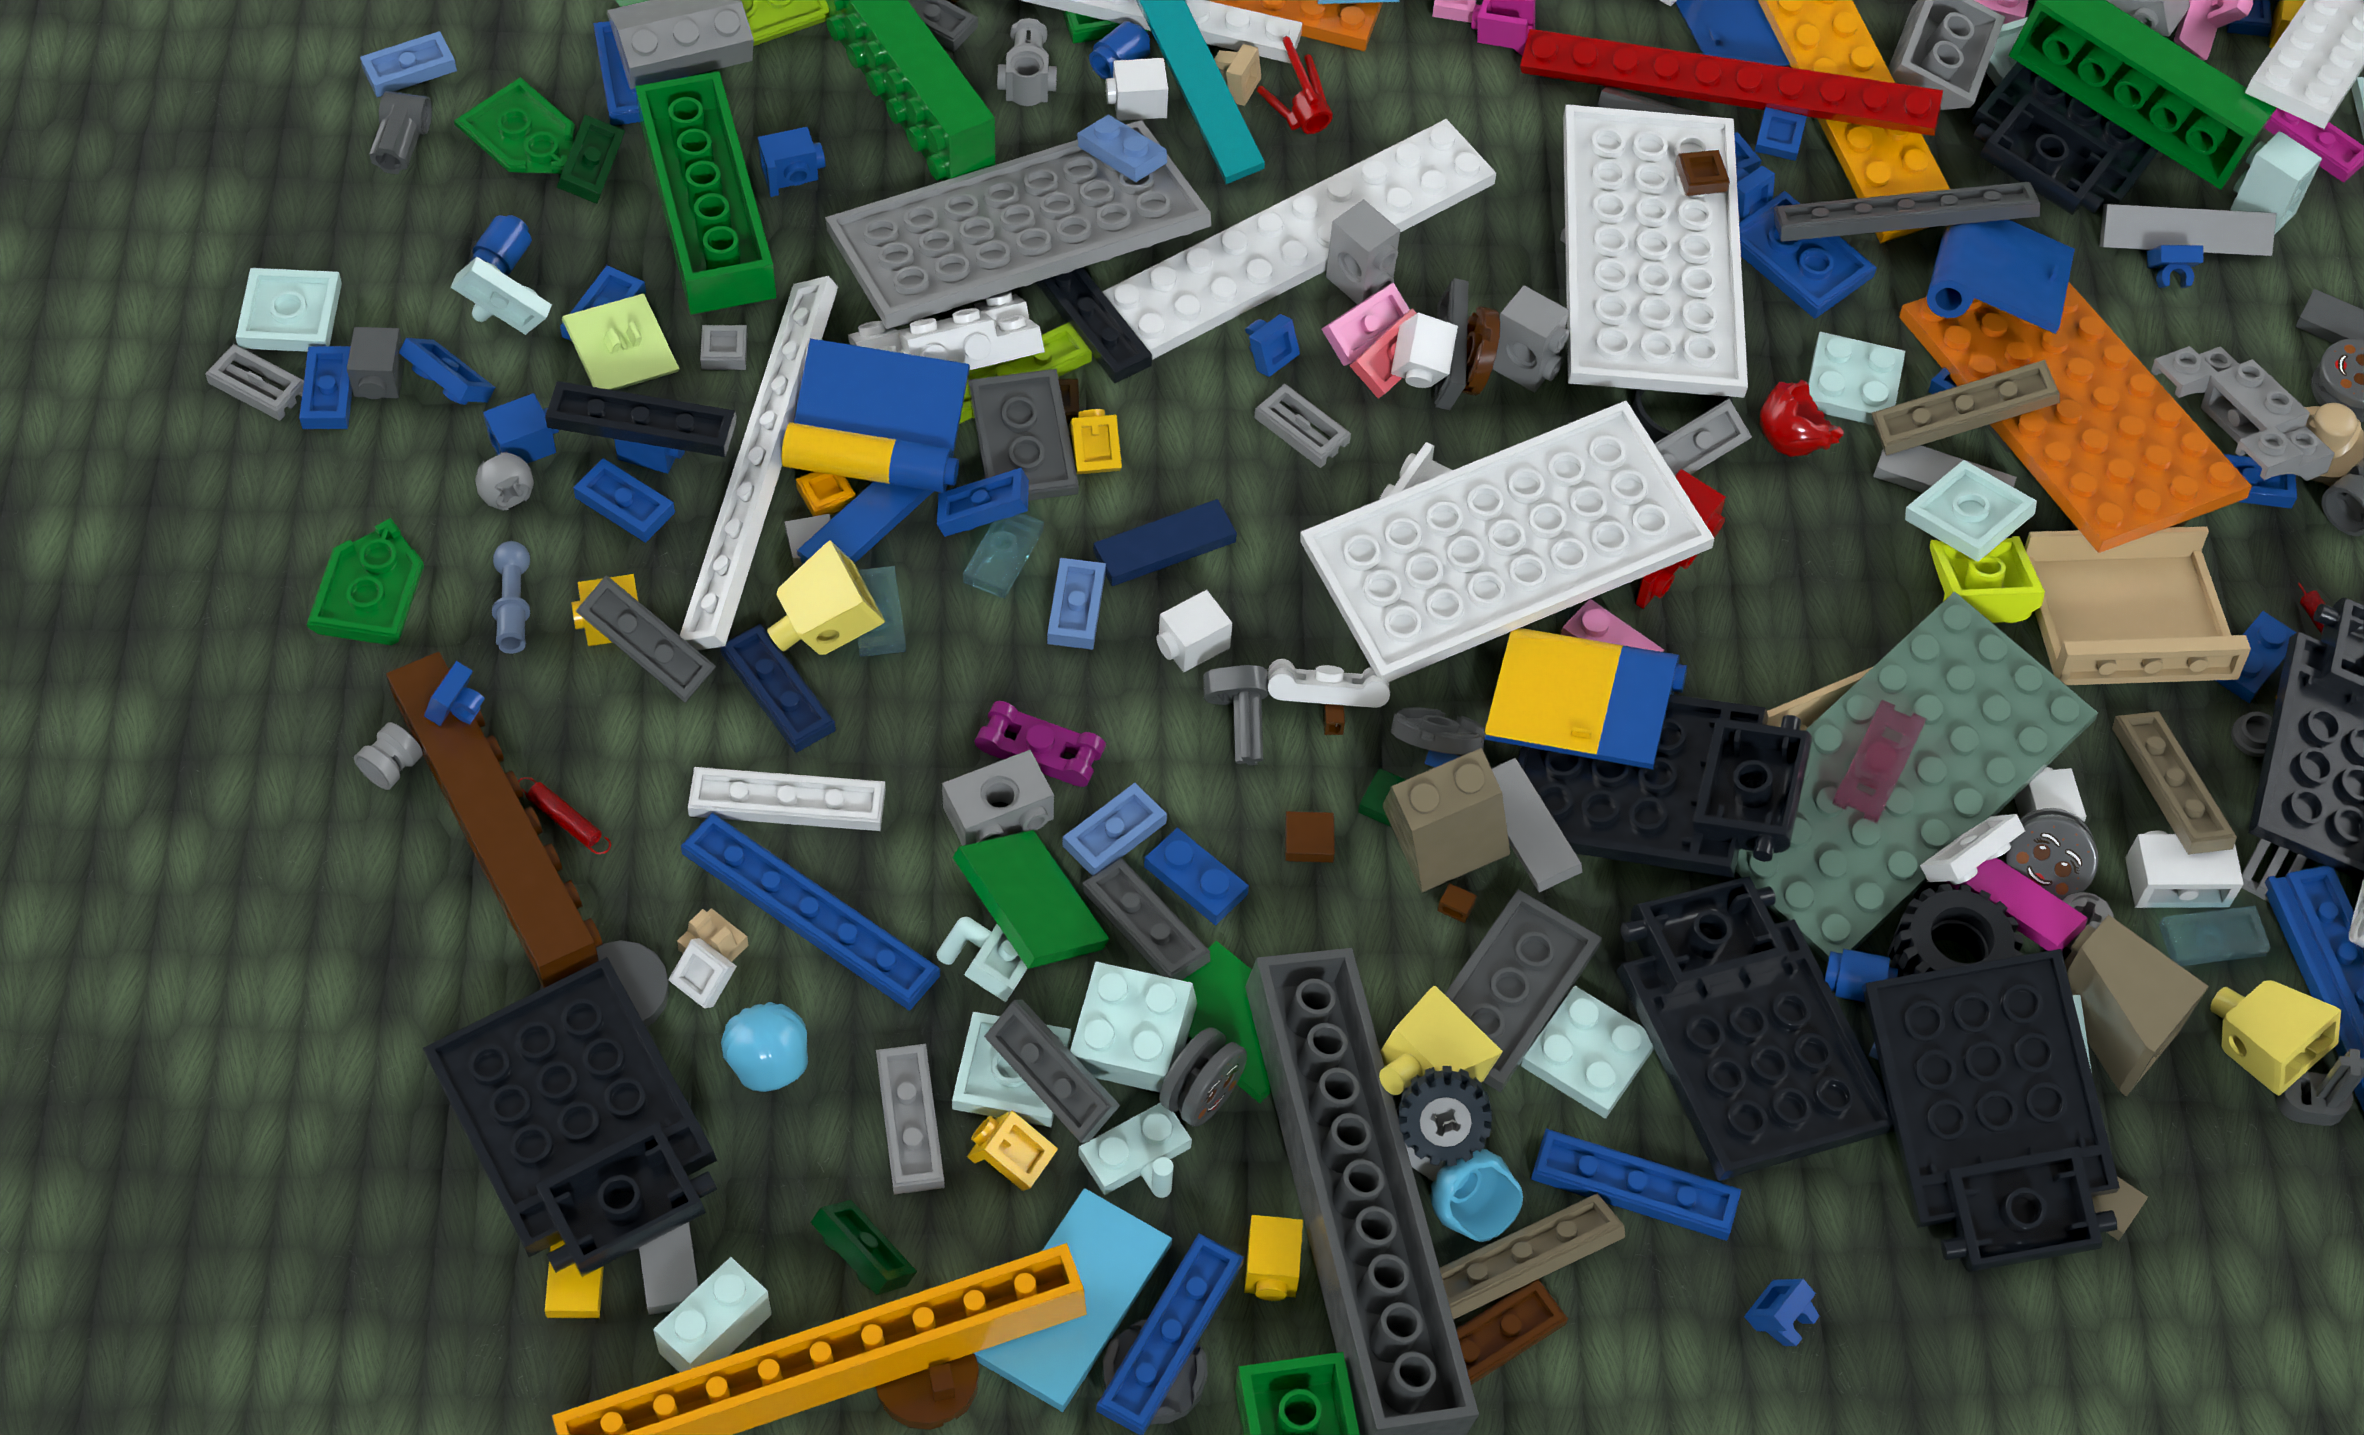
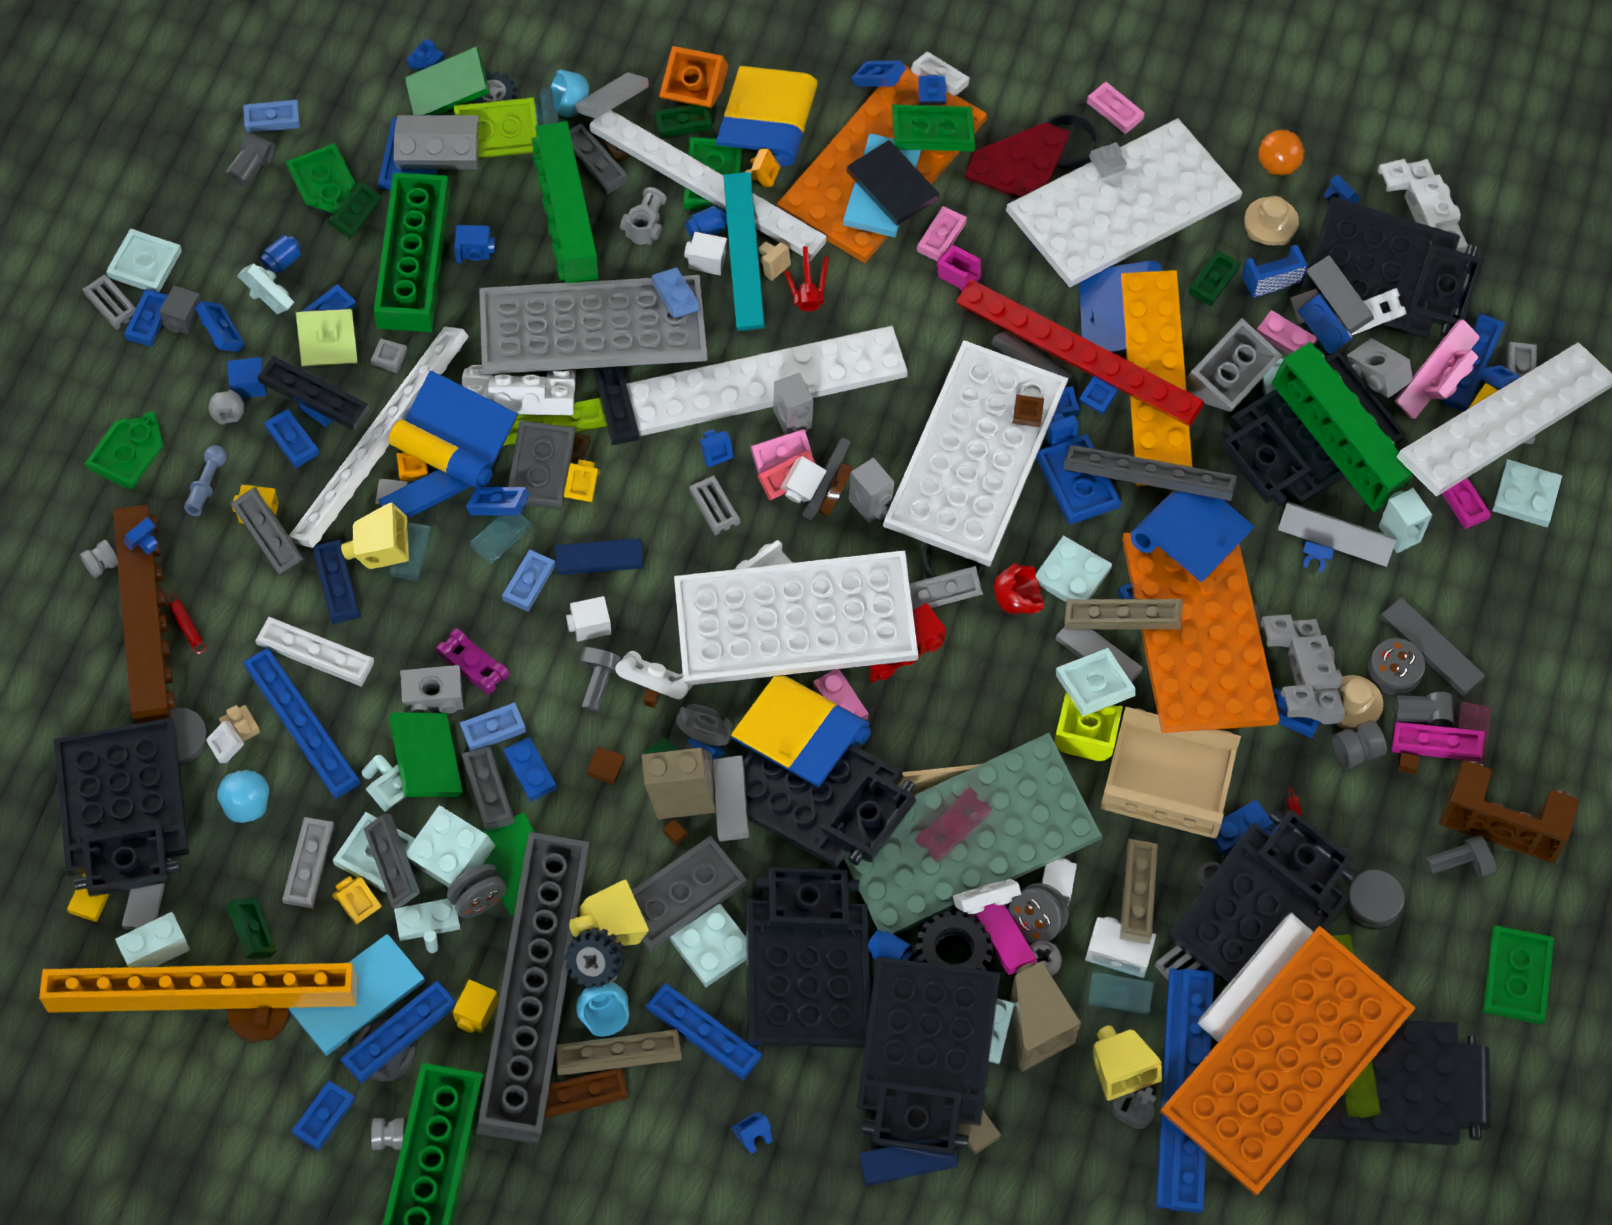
camera: 20 degrees right, 5 degrees up
(2021, 1288) = (900, 1163): none -> dark blue tile

